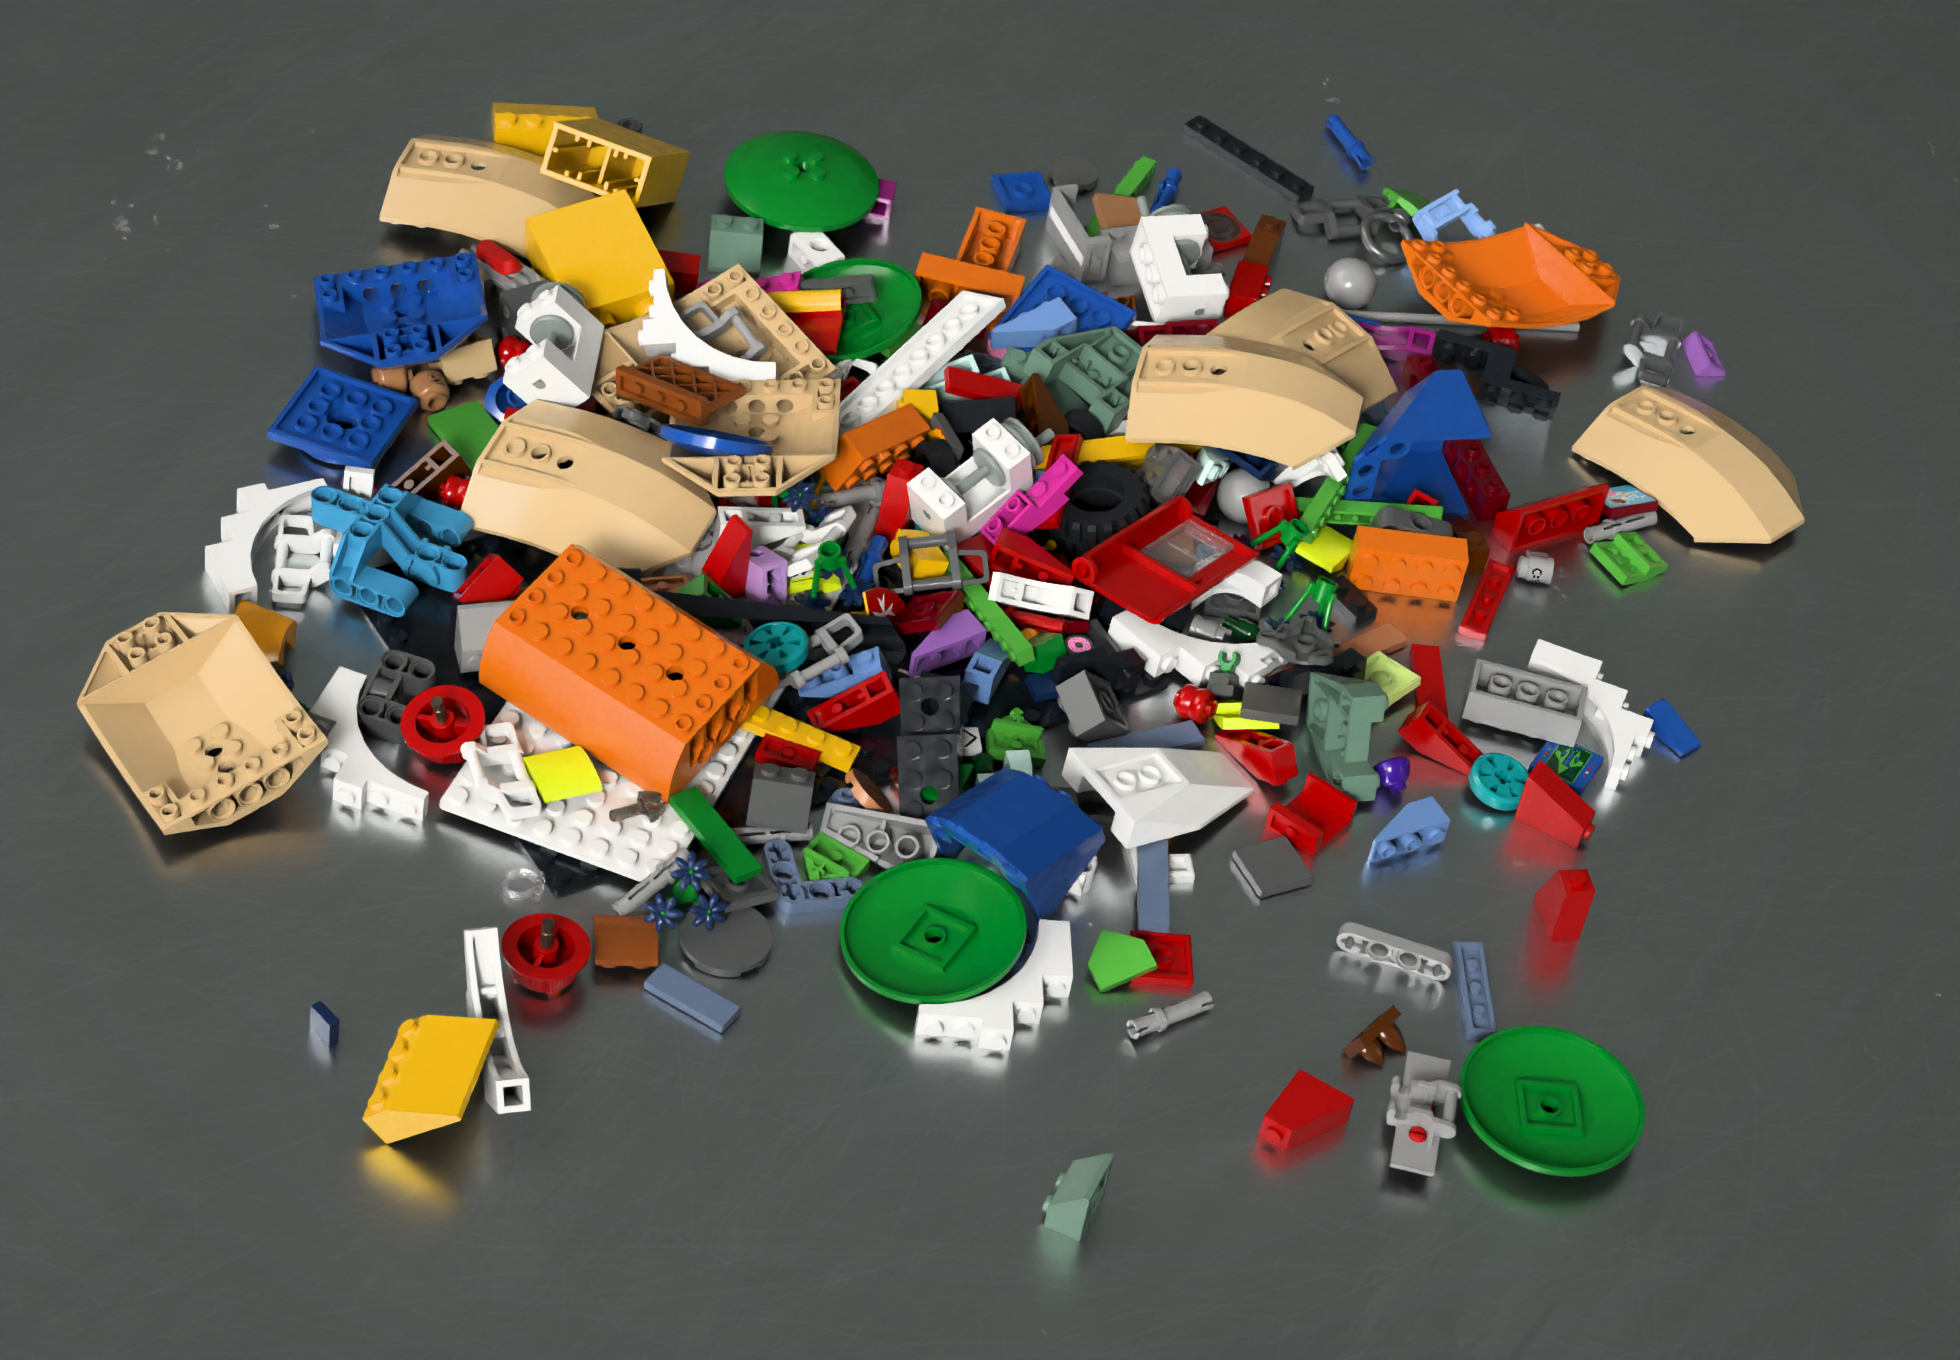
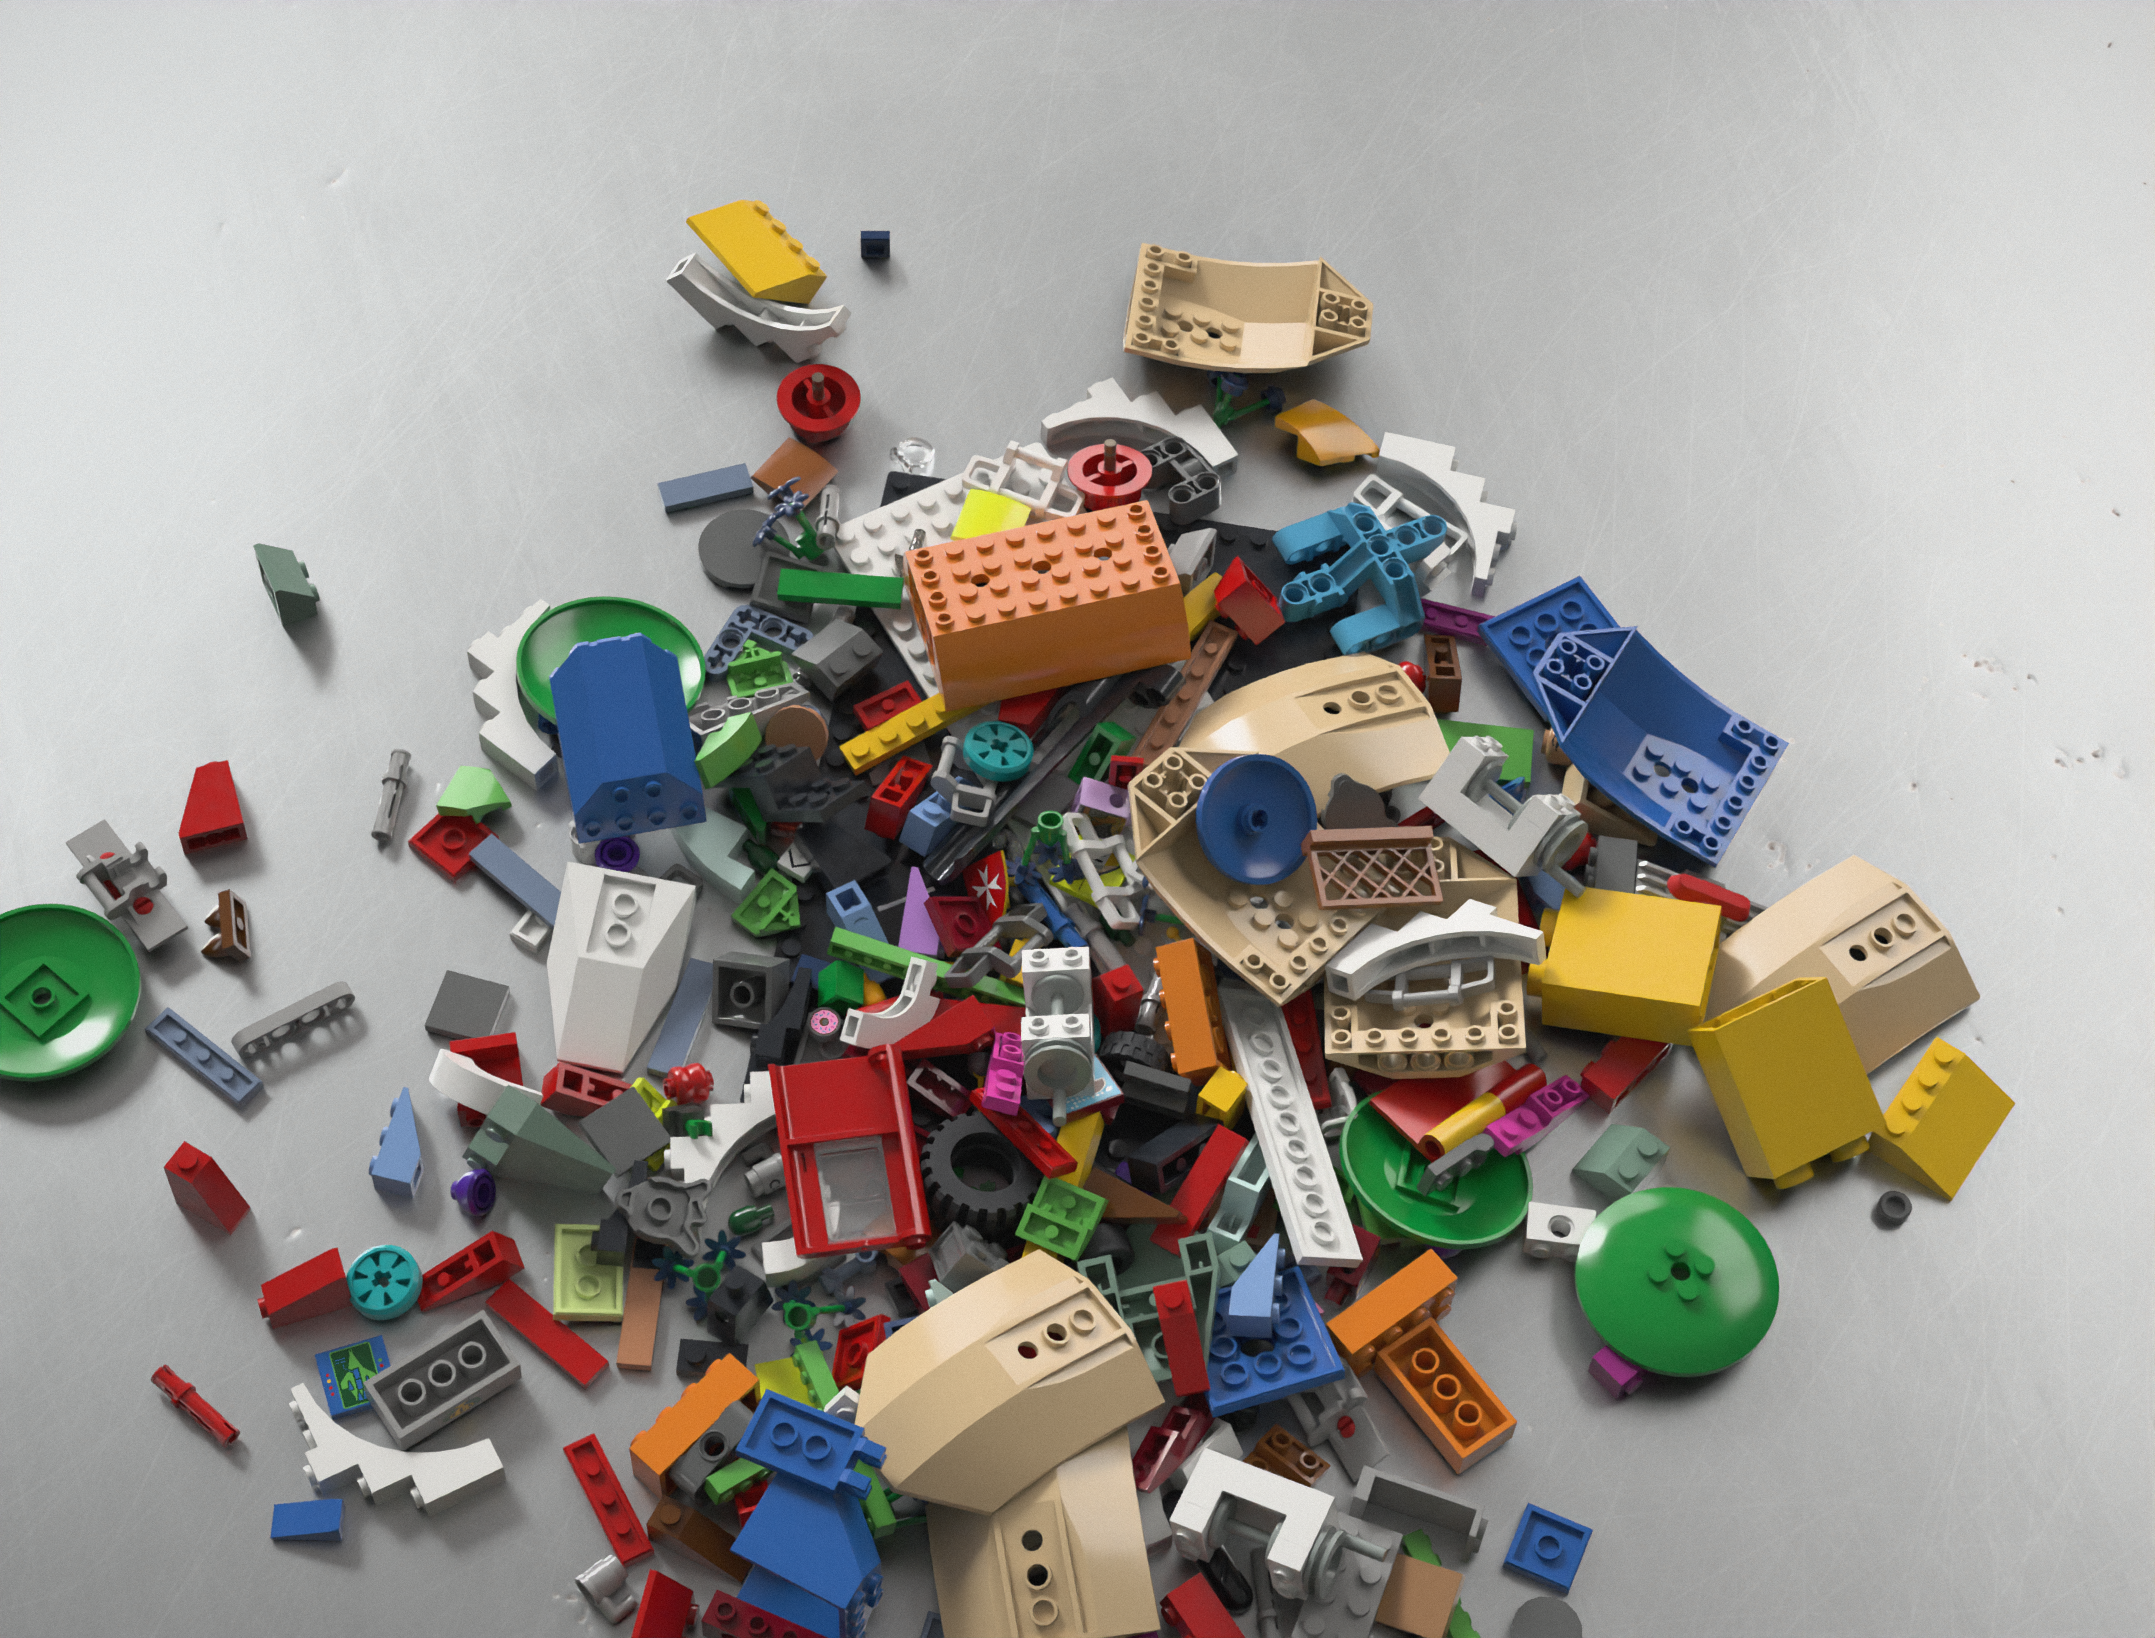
camera: 135 degrees right, 15 degrees up
(941, 790) = (727, 749): none -> bright green slope
(1099, 436) = (1062, 1217): none -> bright green slope
(1109, 336) = (1181, 1338): none -> red slope
(1305, 570) = (741, 1301): none -> black torso
(1341, 795) = (469, 1085): none -> white arch
(1396, 425) = (809, 1446): none -> blue tile
(1683, 834) = (184, 1396): none -> red pin

